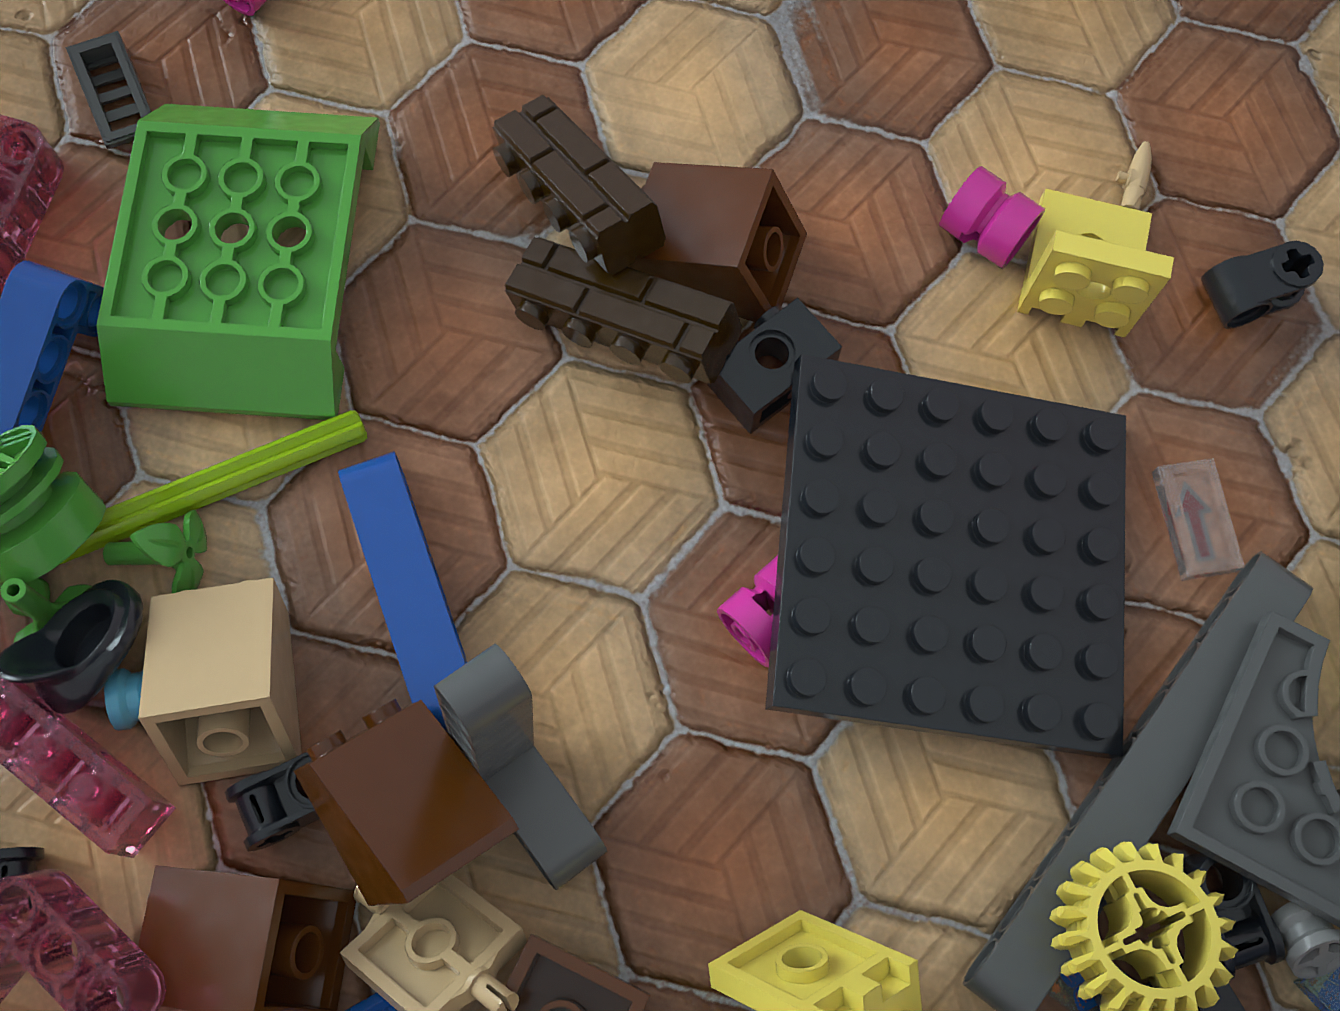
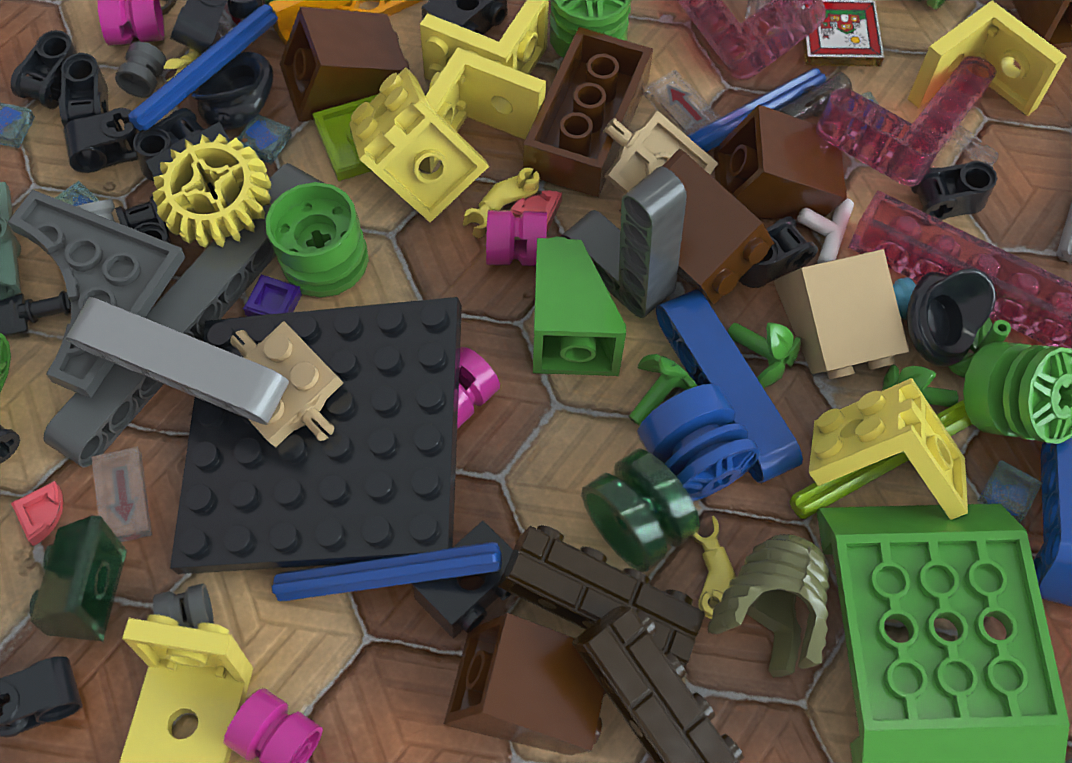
camera: 175 degrees right, 10 degrees down
(86, 424) = (1012, 489): none -> clear light blue tile
(192, 840) = (831, 229): none -> white piece
(200, 451) = (884, 426): none -> light yellow bracket
(333, 625) = (778, 348): none -> bright green plant
(408, 302) = (768, 591): none -> olive hair
(469, 484) = (698, 441): none -> blue wheel
(473, 351) = (719, 571): none -> light yellow arm
(490, 589) = (671, 376): none -> bright green plant
(561, 404) = (641, 509): none -> clear green wheel
(613, 692) = (573, 313): none -> bright green slope
(633, 921) = (547, 202): none -> coral tile
(673, 848) = (501, 234): none -> dark pink wheel
(683, 954) = (502, 193): none -> light yellow arm
(793, 343) = (388, 572): none -> blue axle
(1008, 847) = (317, 239): none -> bright green wheel
(1014, 607) = (308, 384): none -> tan plate
(1030, 789) = (272, 297): none -> dark purple tile
(1104, 359) = (187, 607): none -> dark grey wheel
(1162, 619) = (178, 360): none -> light grey beam
(1232, 394) = (79, 581): none -> clear green slope
(1295, 506) = (39, 512): none -> coral tile

